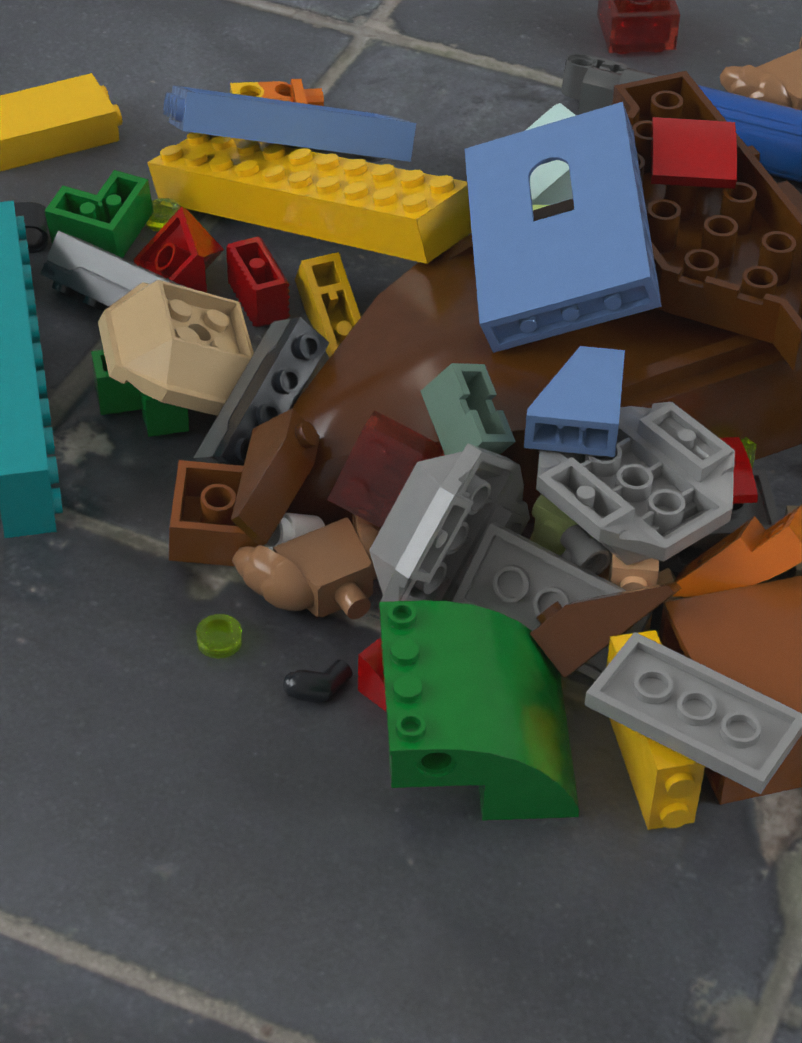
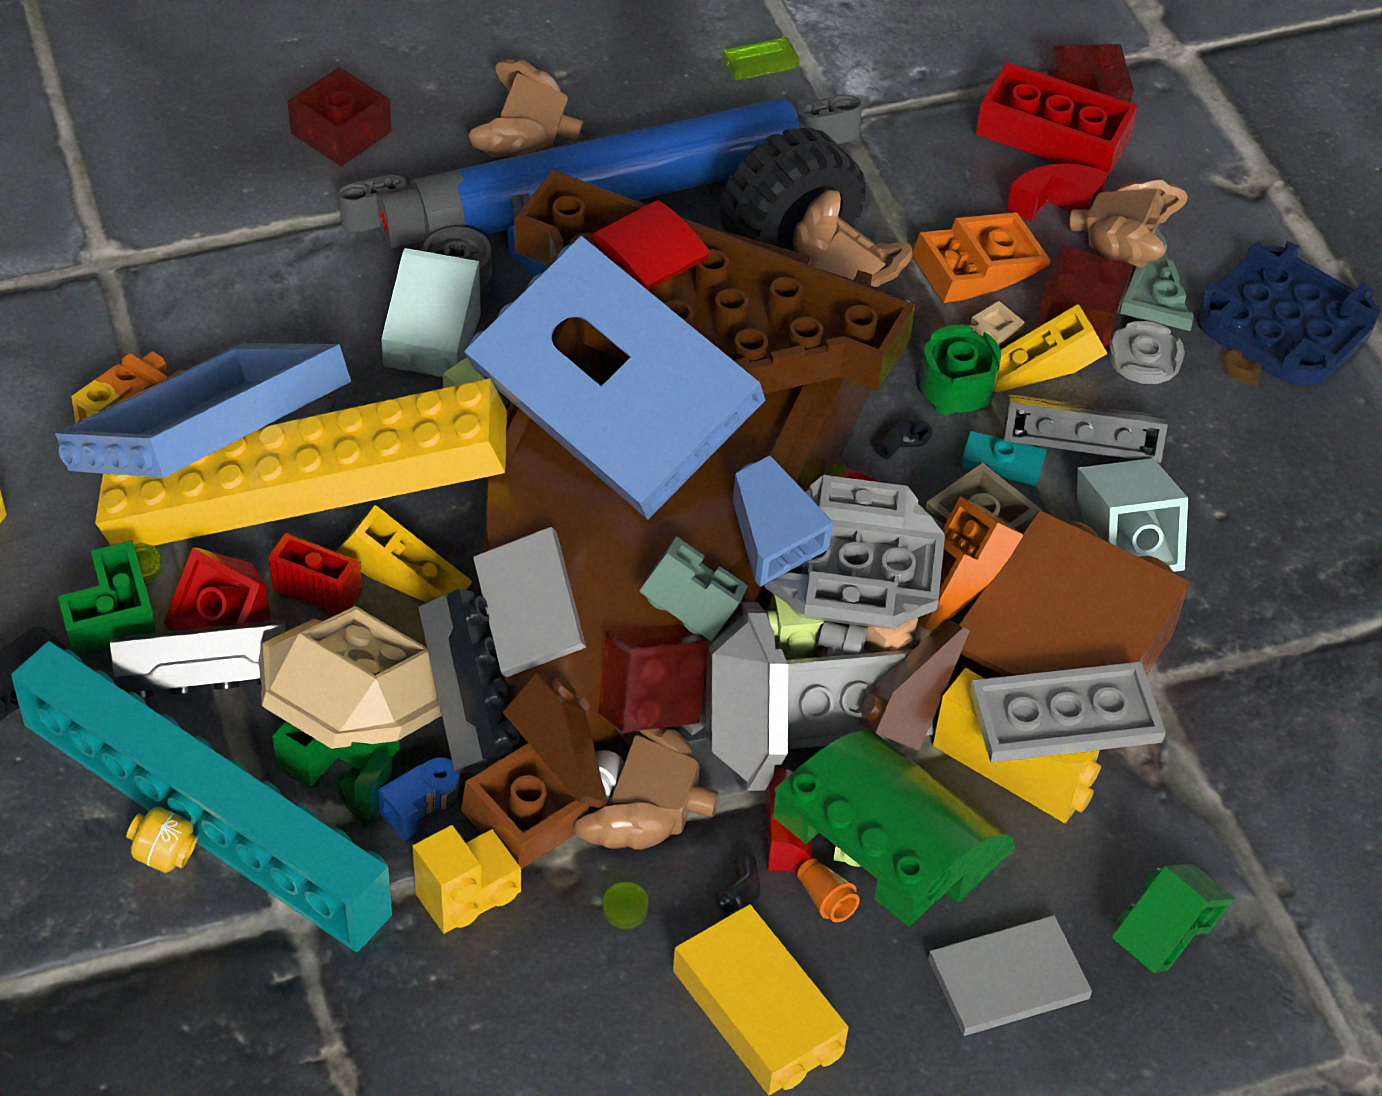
camera: 45 degrees left, 5 degrees up
(113, 534) = (463, 878): none -> yellow brick
(132, 436) = (361, 792): none -> dark green tile
(153, 462) = (418, 794): none -> blue leg
(228, 764) = (760, 1000): none -> yellow brick
(348, 361) = (529, 602): none -> light grey tile
(372, 734) = (830, 892): none -> orange cone
(454, 898) = (1009, 975): none -> light grey tile
(640, 942) = (1174, 909): none -> green brick

